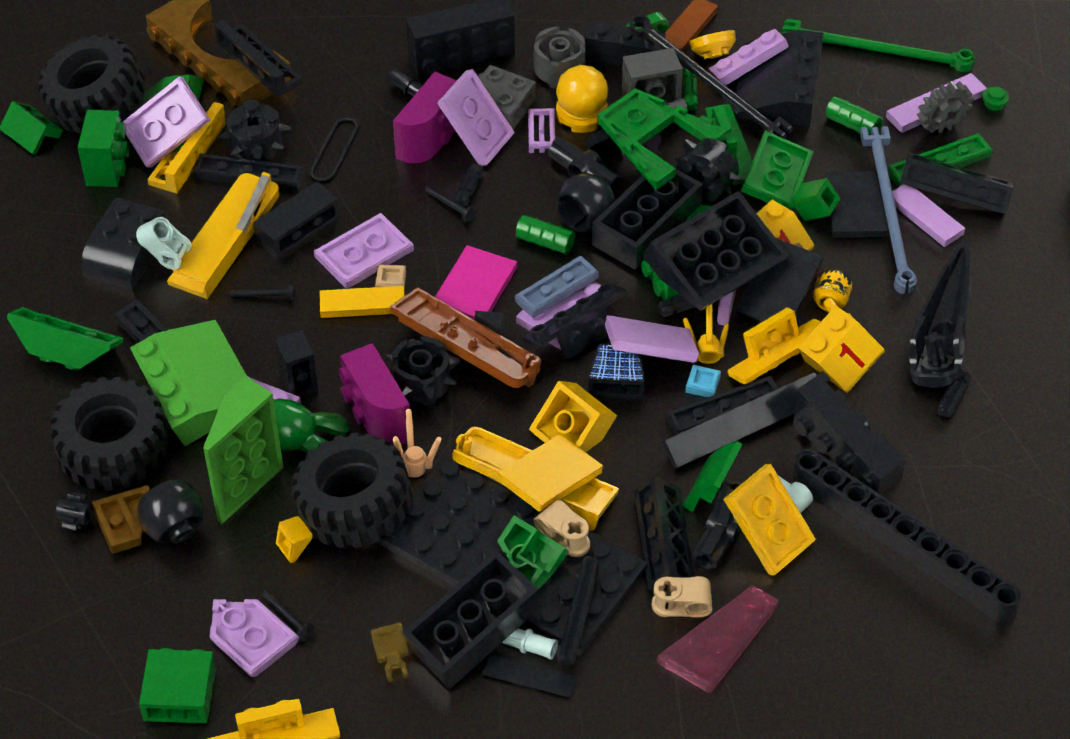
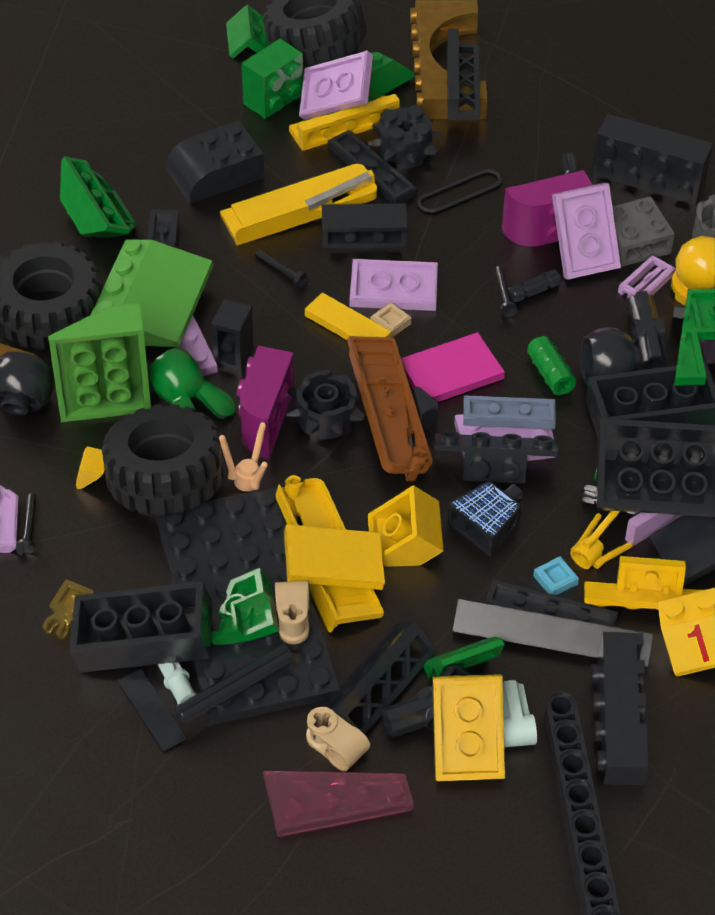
camera: 40 degrees right, 0 degrees up
(163, 241) = (238, 179): light aqua piece -> none
(651, 339) = (538, 507): lavender tile -> none

